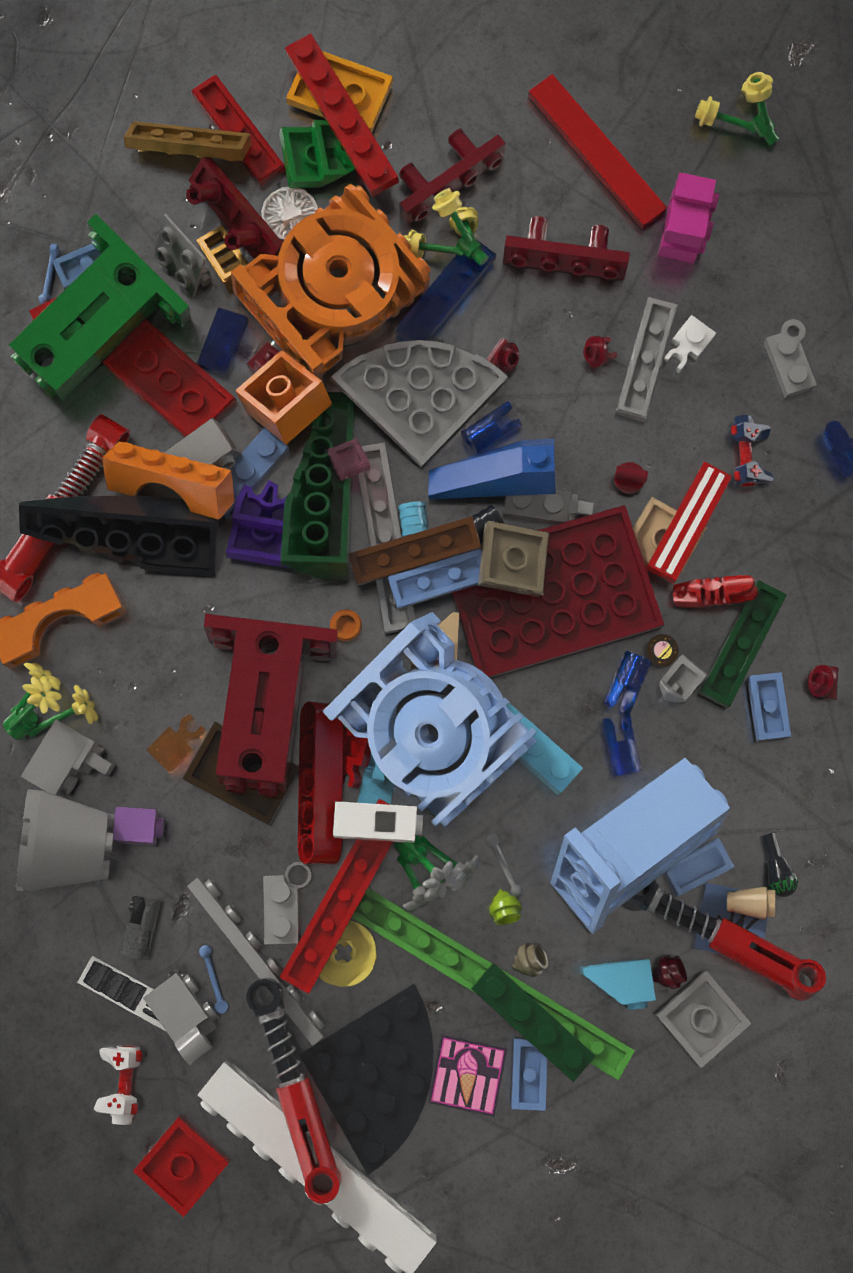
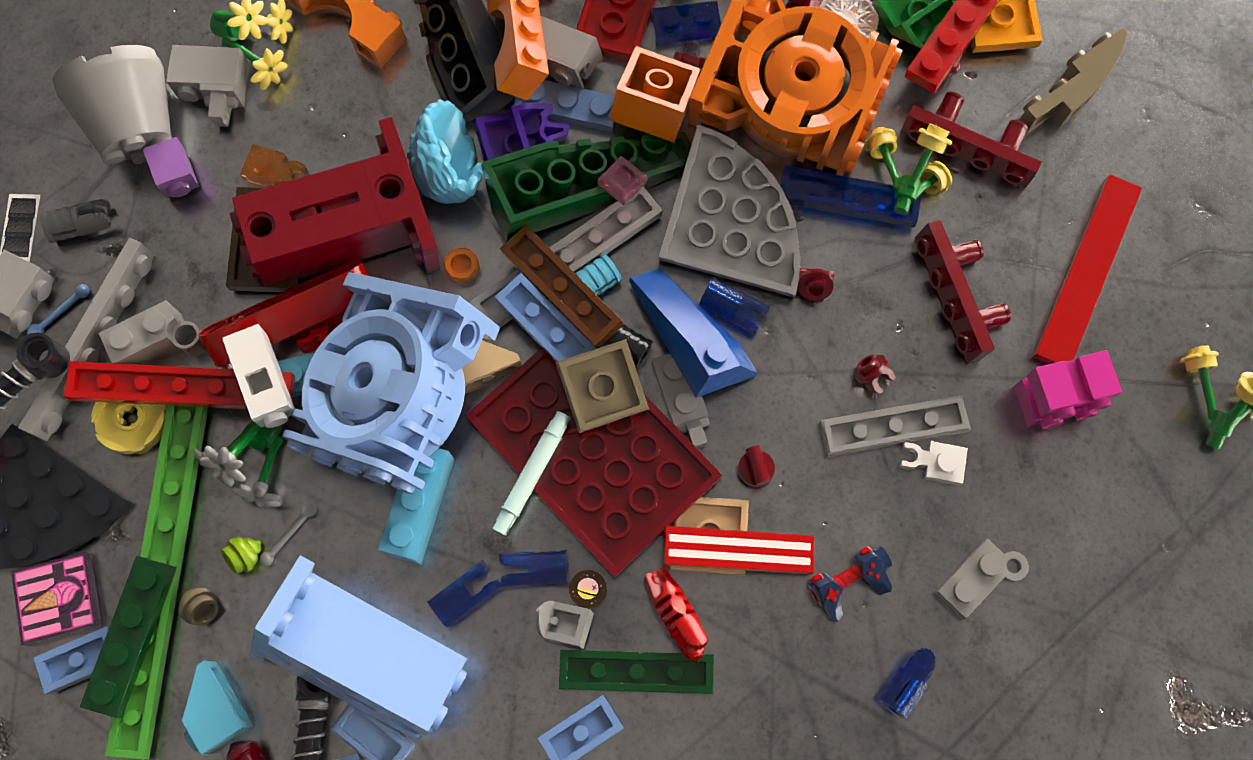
camera: 65 degrees right, 5 degrees down
(249, 592) = (443, 155): none -> medium azure hair
(442, 67) = (1079, 82): none -> dark tan slope
(554, 647) = (531, 473): none -> light aqua piece

